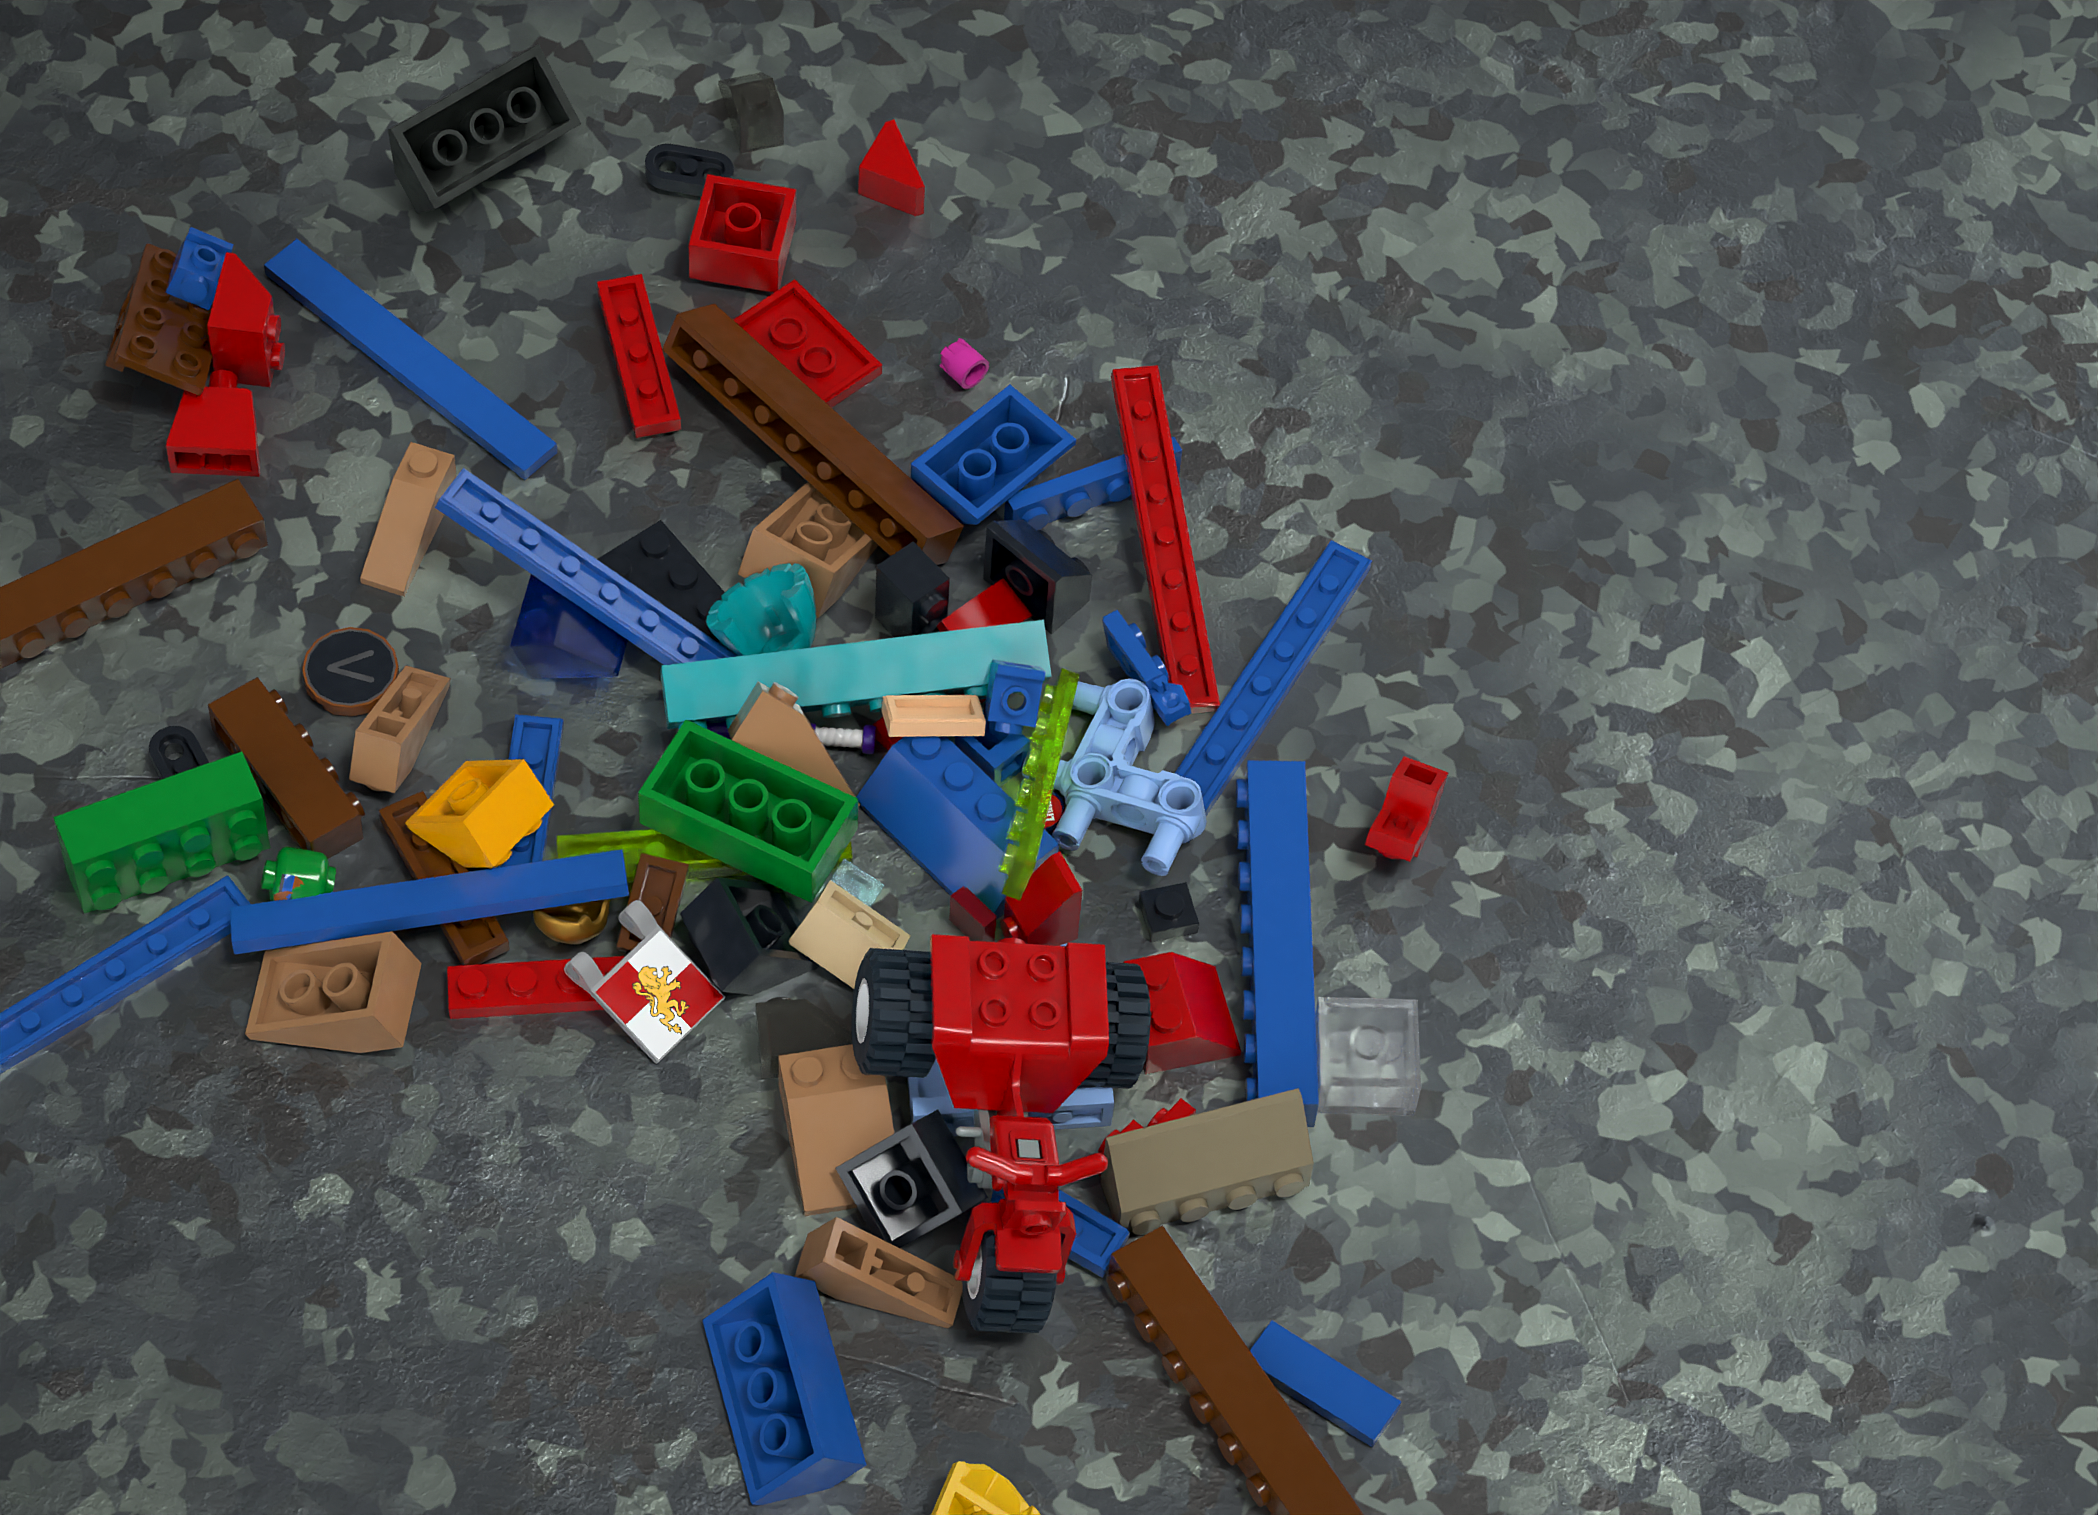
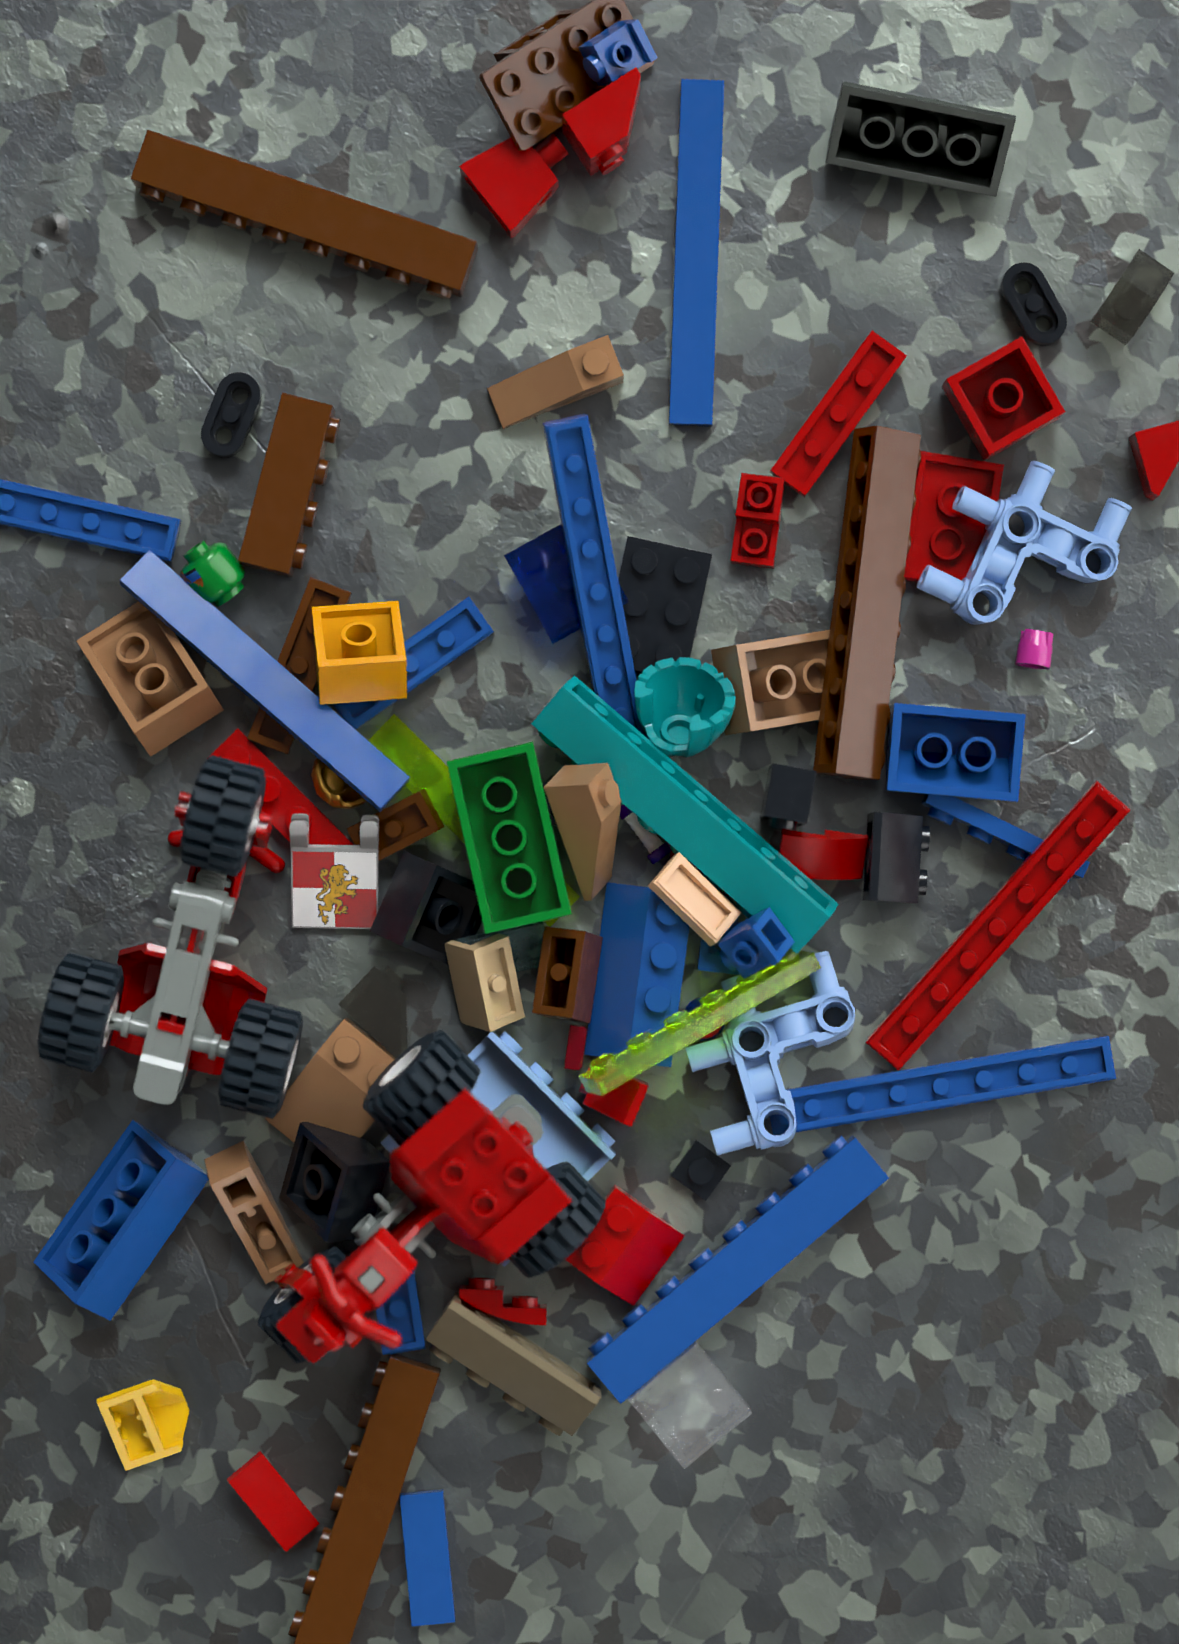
camera: 55 degrees right, 30 degrees up
(163, 833) = (160, 456): green brick -> none
(349, 670) = (407, 451): black tile -> none
(396, 729) = (388, 528): medium nougat slope -> none
(642, 1164) = (178, 1004): none -> piece
(665, 469) = (757, 520): none -> red slope
(862, 301) = (1043, 537): none -> light blue pin
(905, 869) = (567, 974): none -> reddish brown brick
(1129, 650) = (874, 1005): blue hinge -> none
(1151, 1461) = (272, 1501): none -> red slope
(1407, 810) = (911, 1277): red brick -> none

